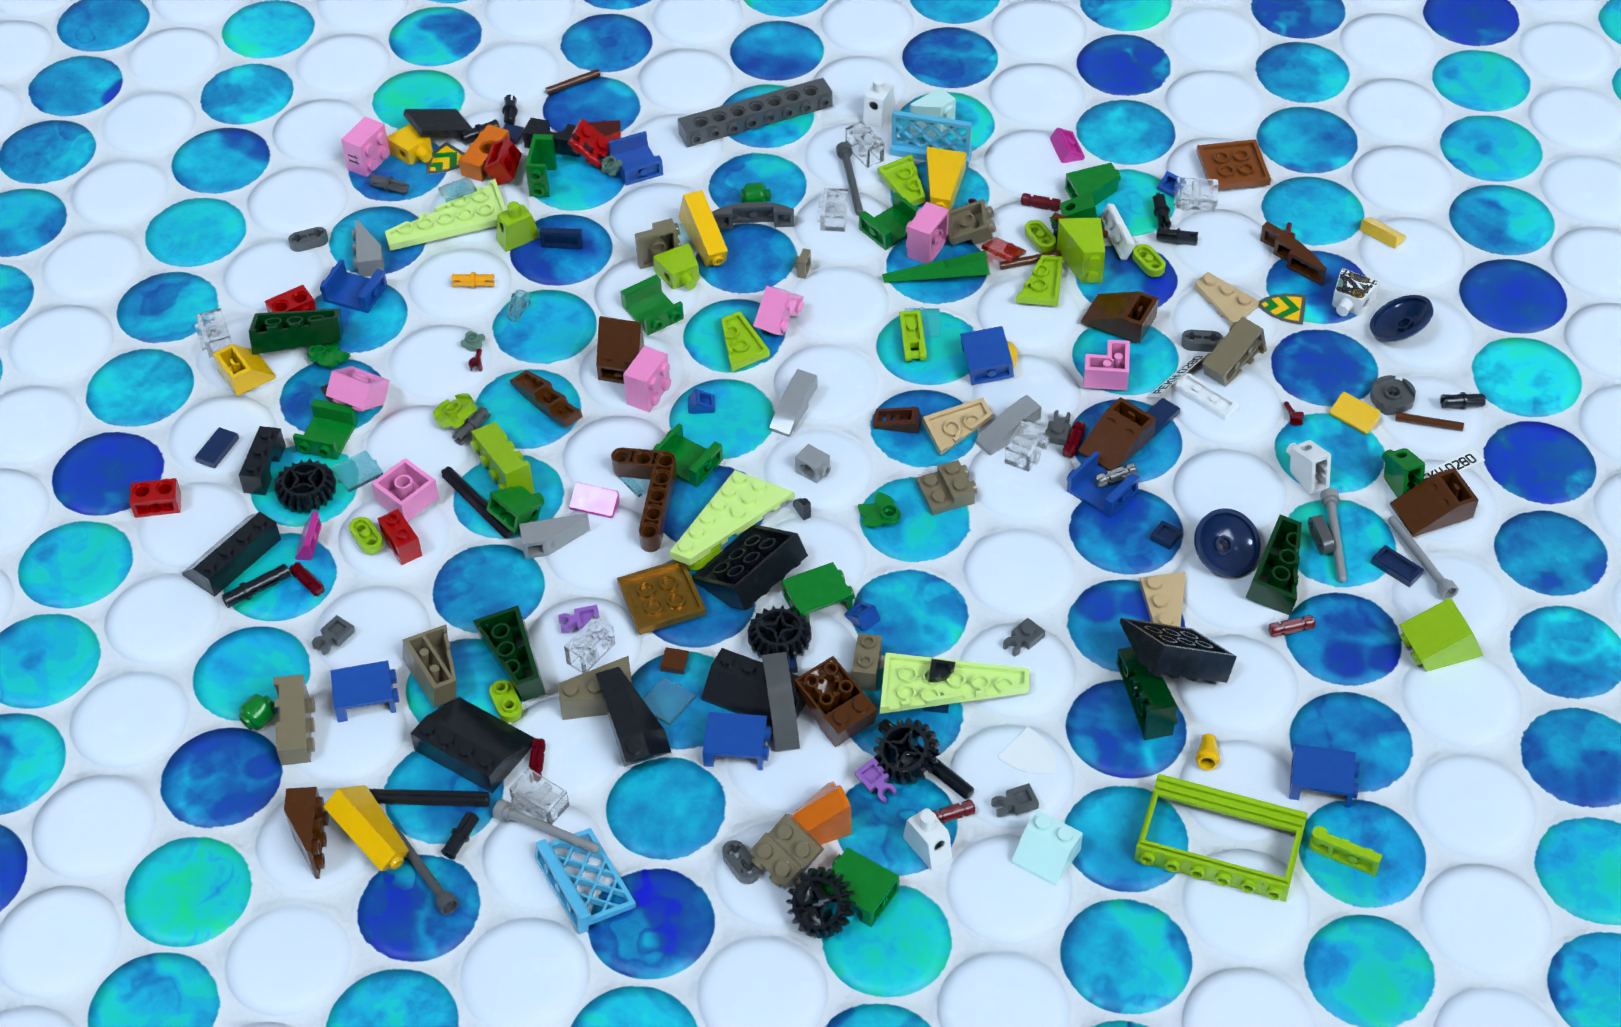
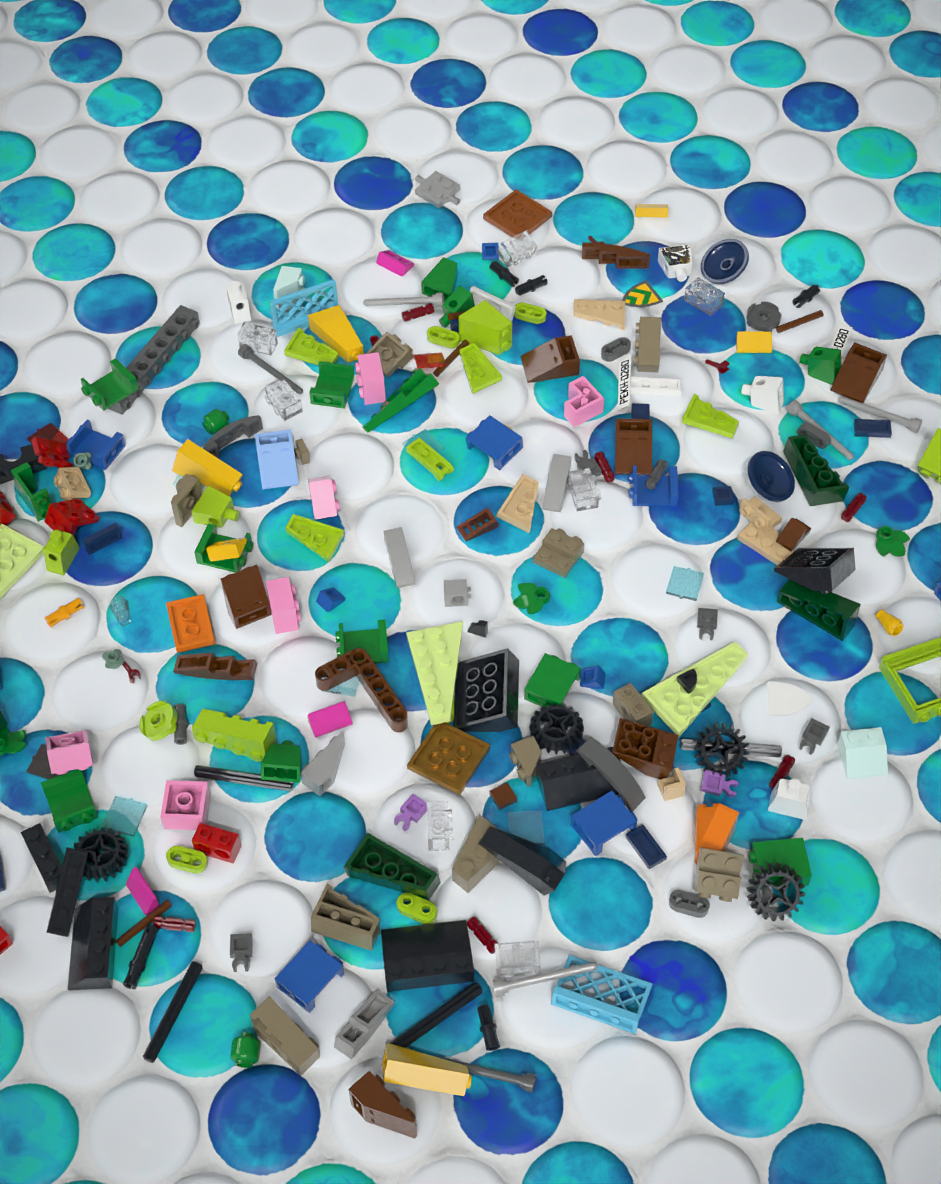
camera: 40 degrees left, 5 degrees up
(237, 644) = (172, 1012): none -> black axle
(248, 495) = (67, 892): none -> black tile
(274, 563) = (141, 924): none -> reddish brown bar
(366, 759) = (363, 1024): none -> light grey slope
(555, 202) = (68, 515): none -> red bracket
(562, 350) = (190, 623): none -> orange plate
(584, 179) = (71, 483): none -> tan bracket
(650, 305) = (226, 549): none -> yellow slope
(688, 115) = (111, 387): none -> green panel
(726, 635) = (525, 756): none -> dark tan slope
(755, 789) = (646, 846): none -> dark blue tile
(773, 255) = (276, 459): none -> light blue slope
(831, 754) = (673, 786): none -> tan panel
(1041, 590) = (685, 583): none -> clear light blue piece
(1062, 196) = (437, 299): none -> light grey piece
(1178, 101) = (437, 189): none -> light grey plate
(1179, 570) = (759, 514): none -> tan bracket
(1196, 610) = (793, 534): none -> reddish brown slope
(1227, 455) = (707, 418): none -> lime wing
(1295, 684) = (891, 541): none -> green plate
(1347, 340) = (704, 296): none -> clear brick

